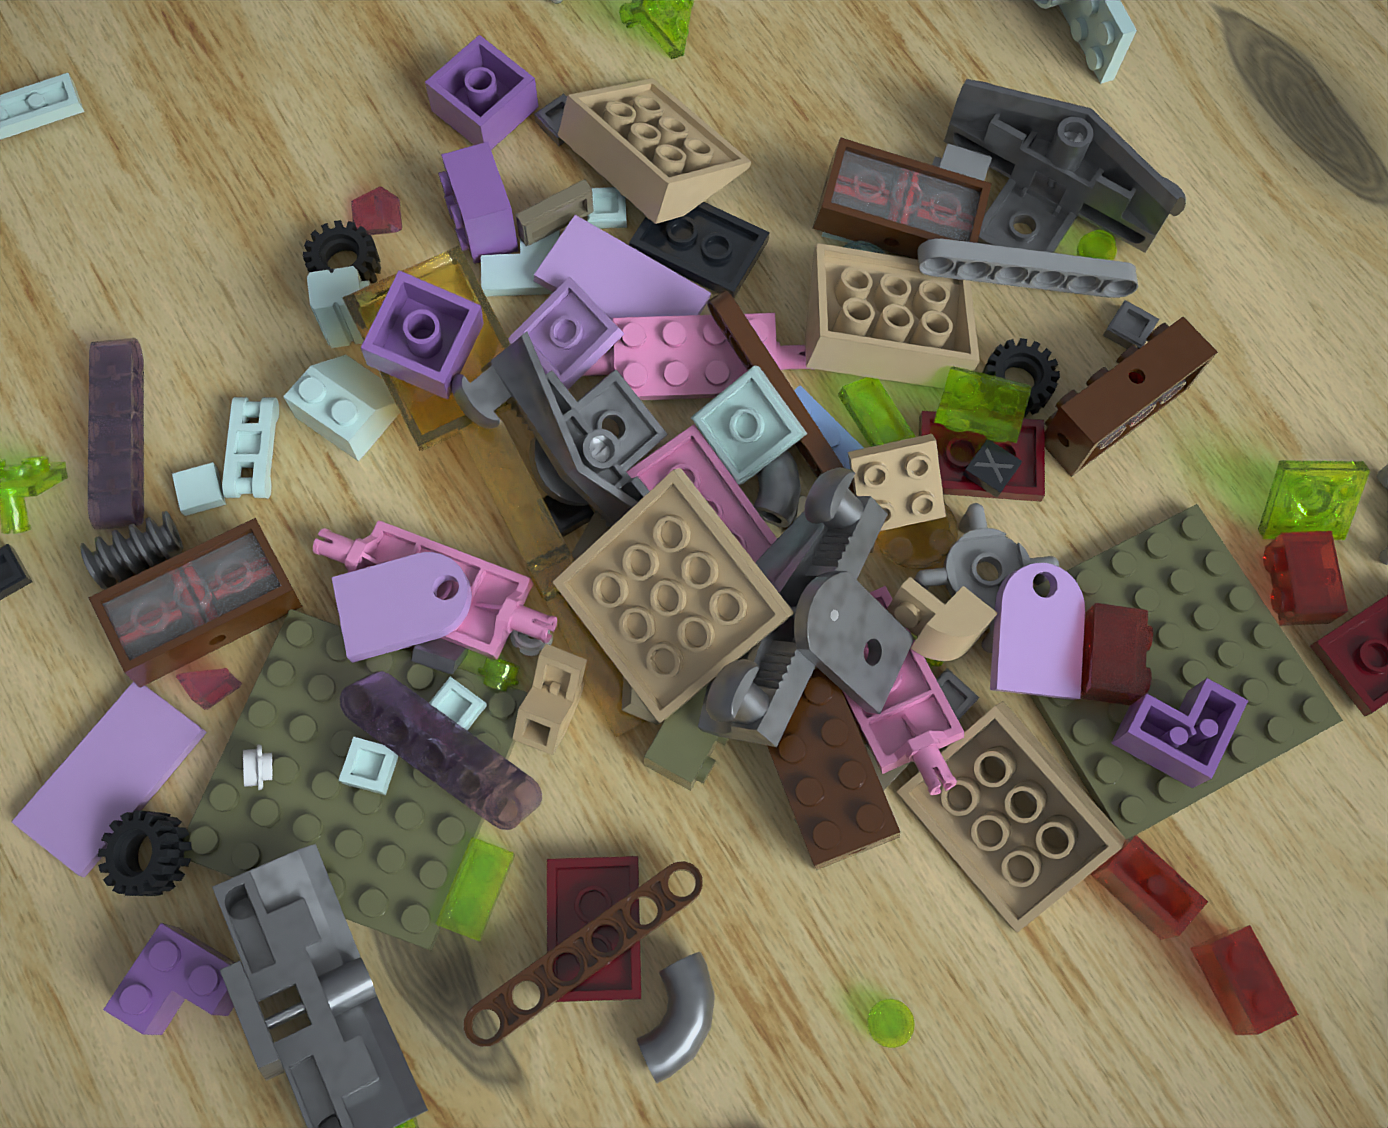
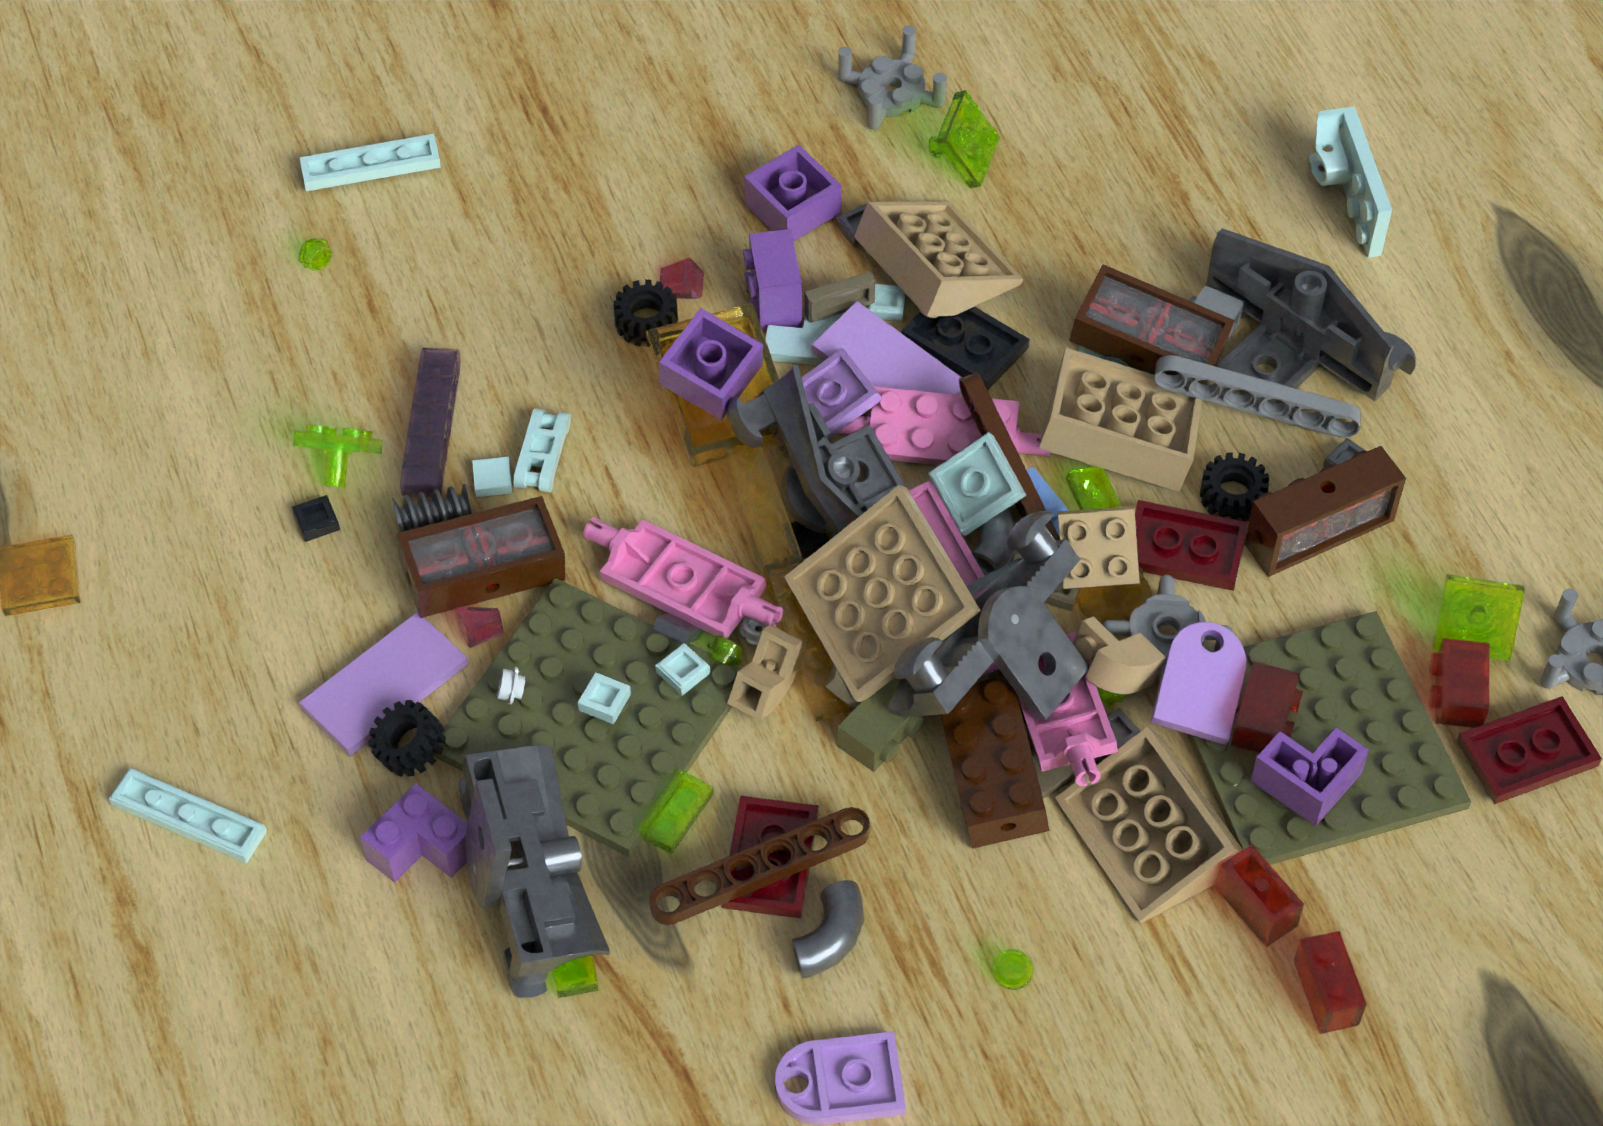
camera: 15 degrees right, 15 degrees down
(328, 307) = (634, 349): light aqua brick -> none
(343, 404) = (627, 427): light aqua slope -> none
(398, 604) = (651, 581): lavender tile -> none
(441, 749) = (682, 696): clear purple beam -> none
(983, 405) = (1191, 497): clear neon green bracket -> none
(992, 468) = (1190, 552): black tile -> none
(1097, 245) = (1332, 387): clear neon green plate -> none

